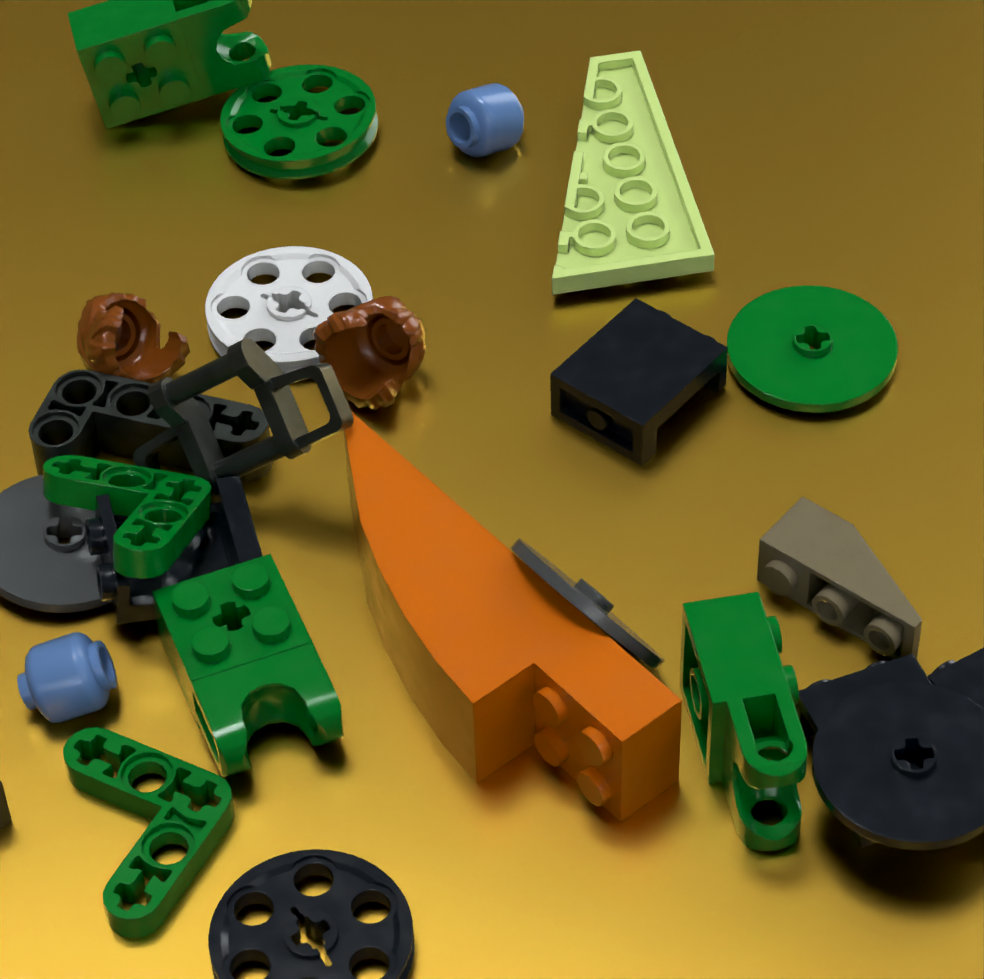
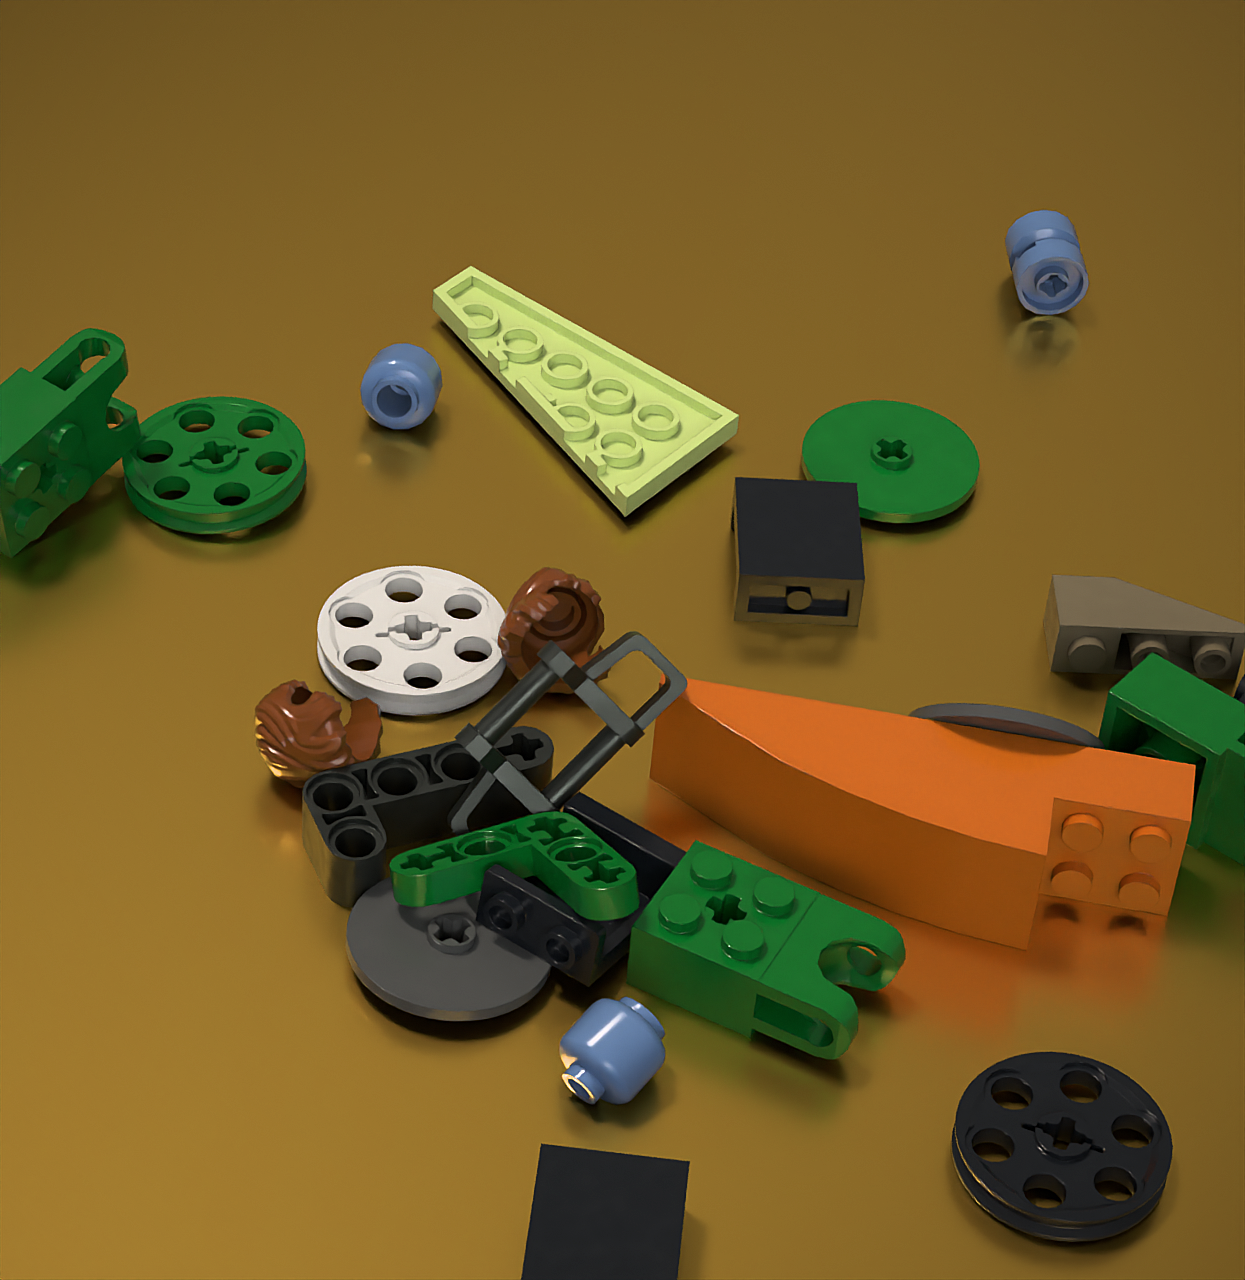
camera: 45 degrees left, 5 degrees down
(171, 822) = (832, 1116): green beam -> none

